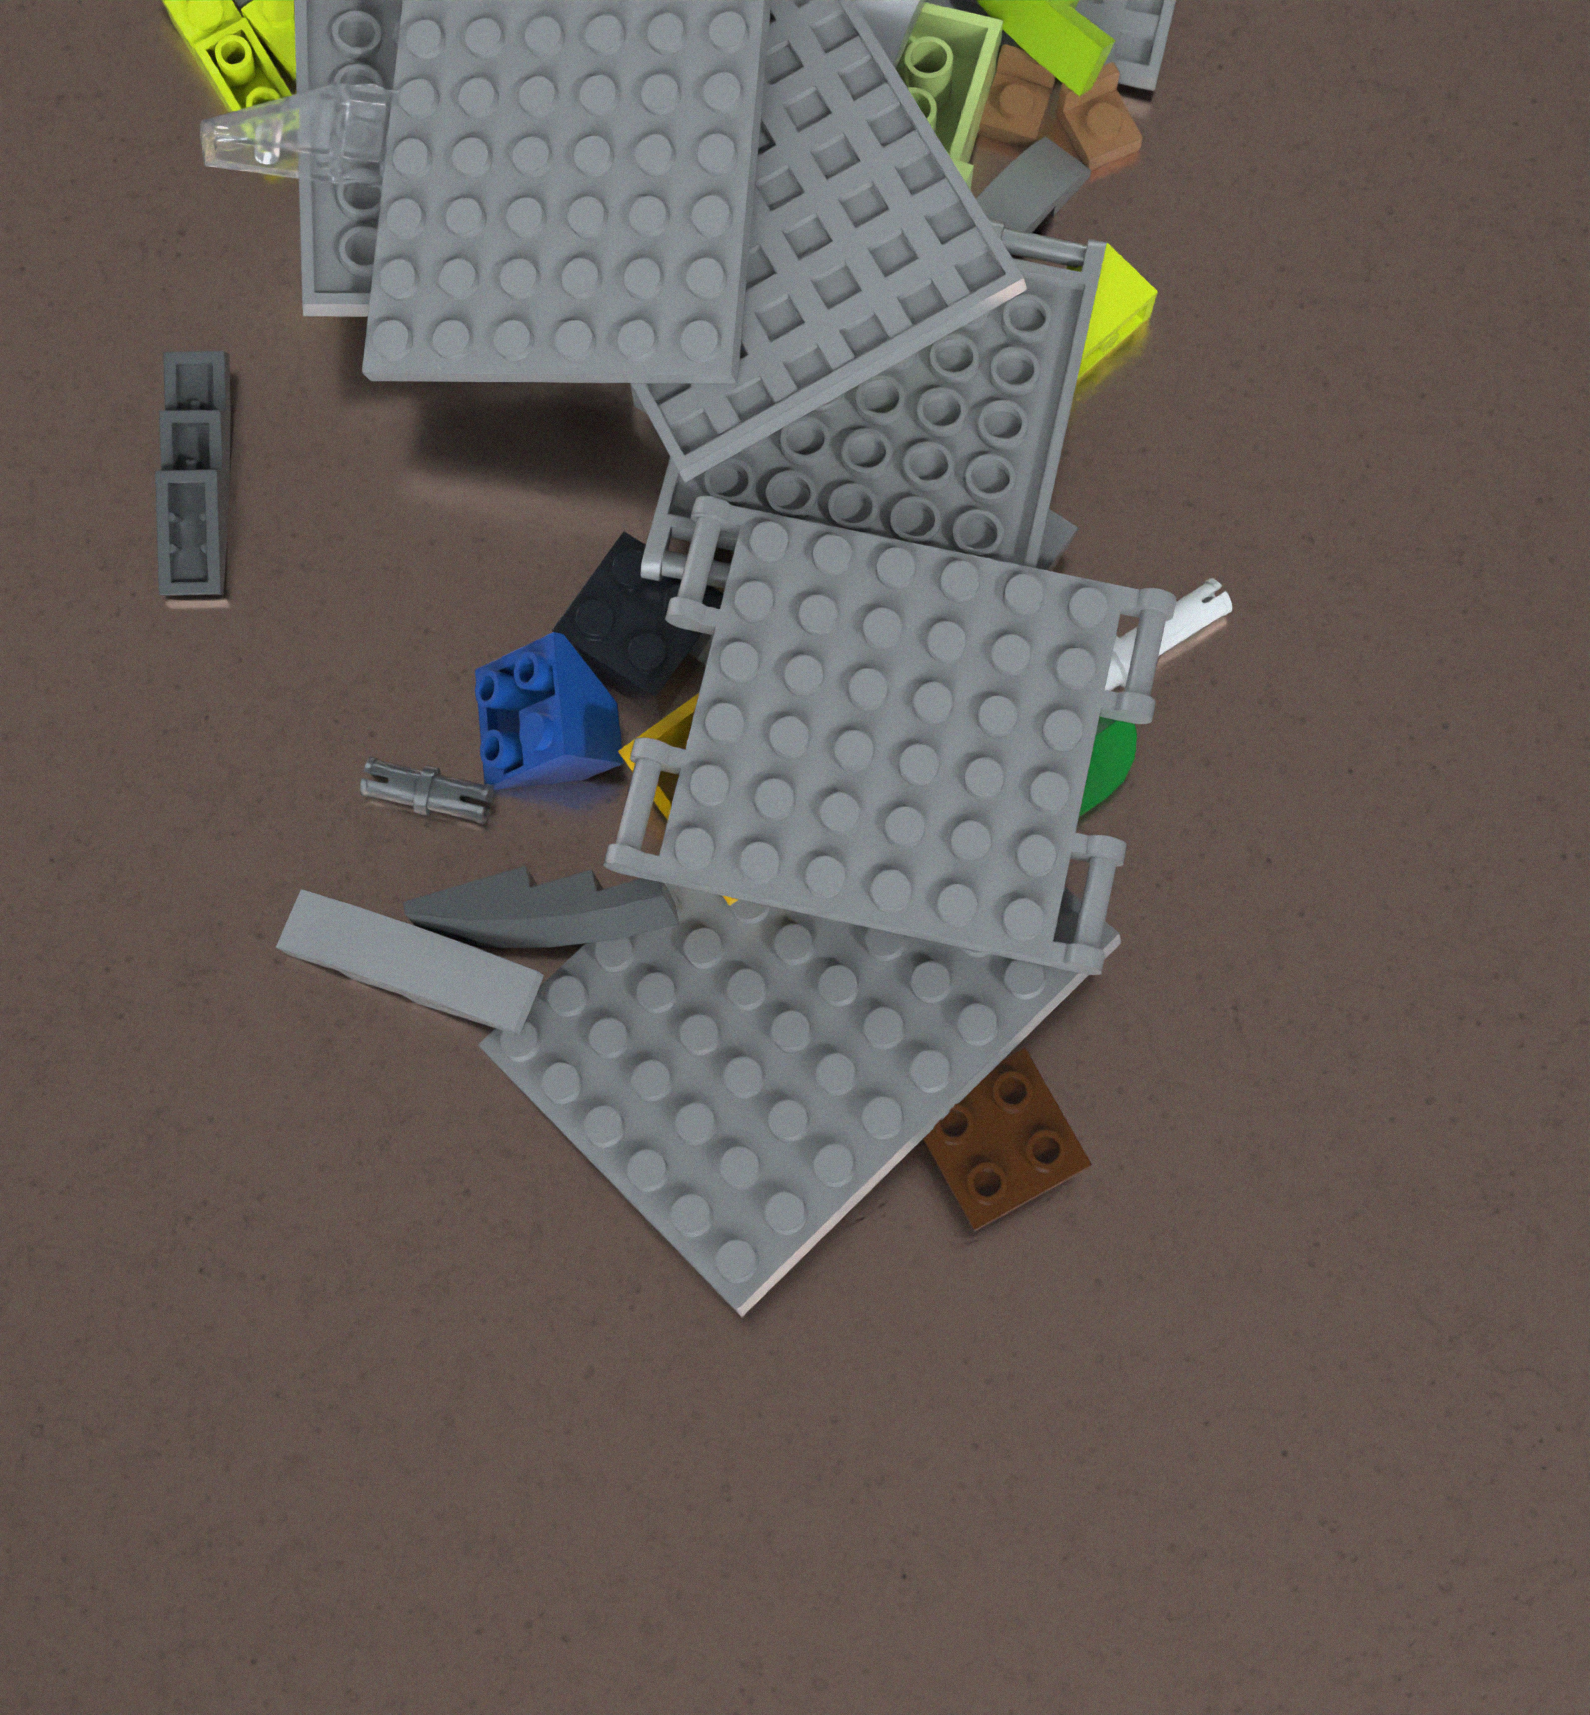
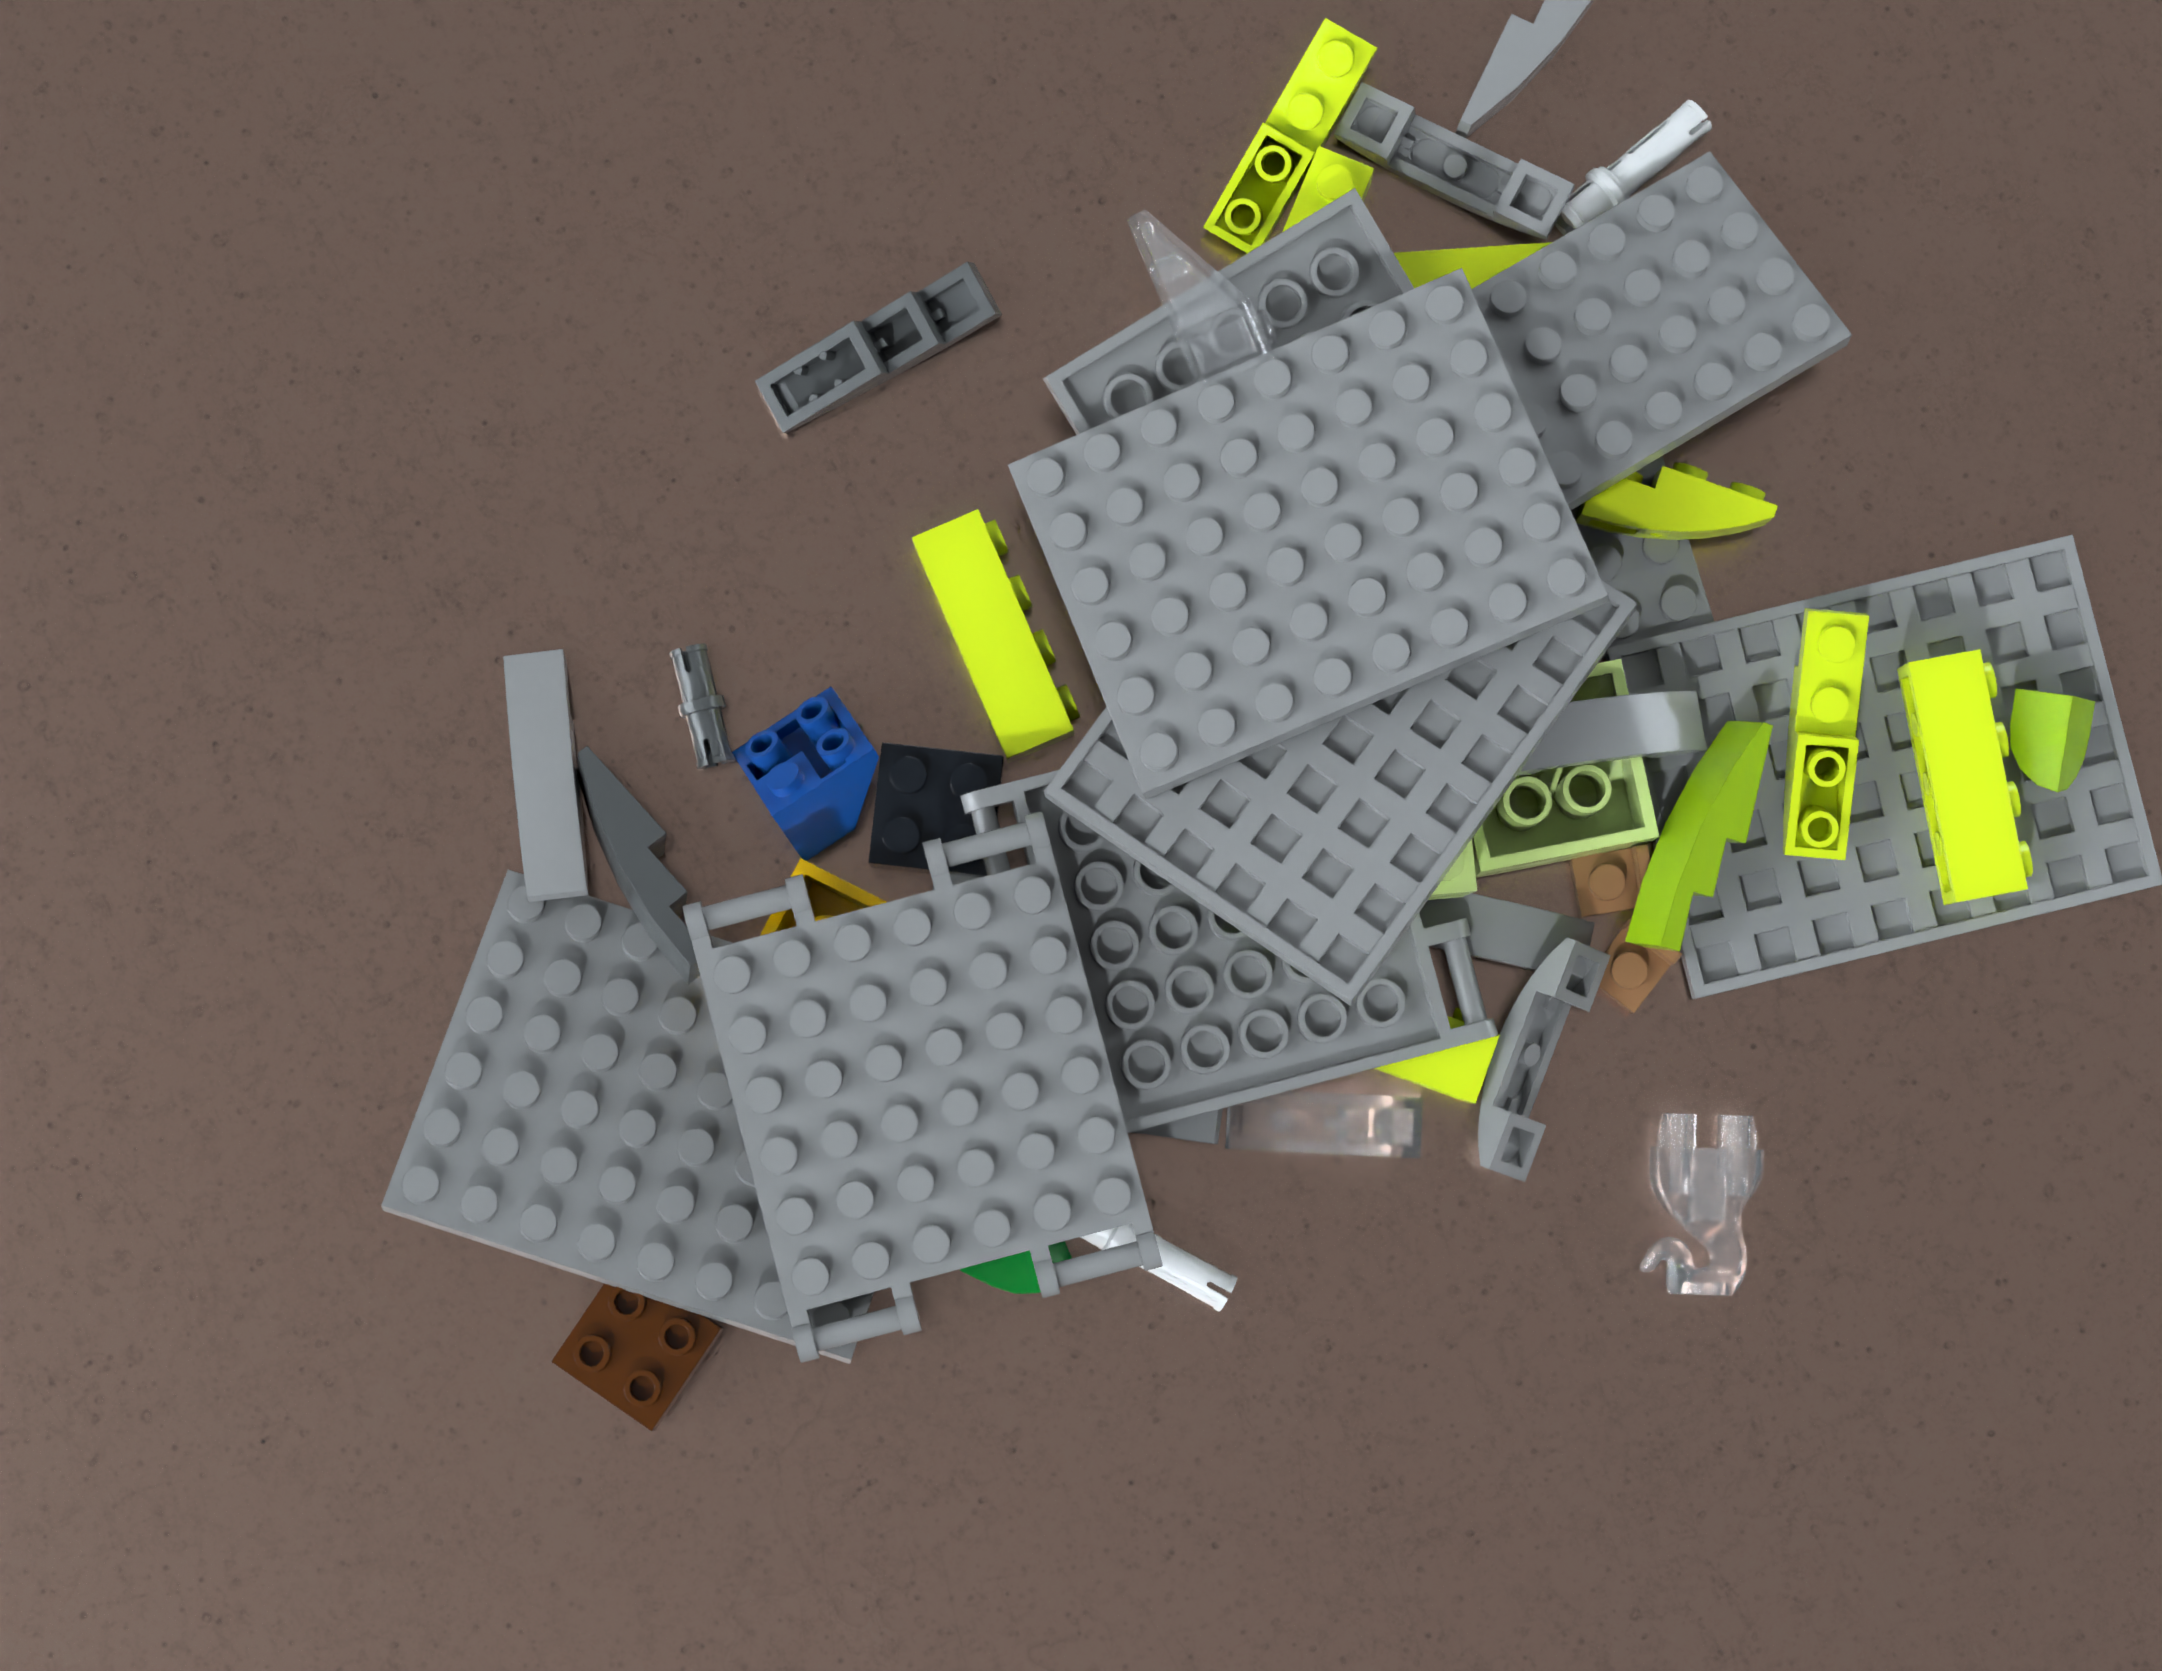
camera: 60 degrees right, 10 degrees up
(508, 497) = (994, 636): none -> neon yellow brick
(1087, 175) = (1524, 1051): none -> light grey slope
(1109, 431) = (1328, 1124): none -> clear slope
(1336, 154) = (1706, 1197): none -> clear hips

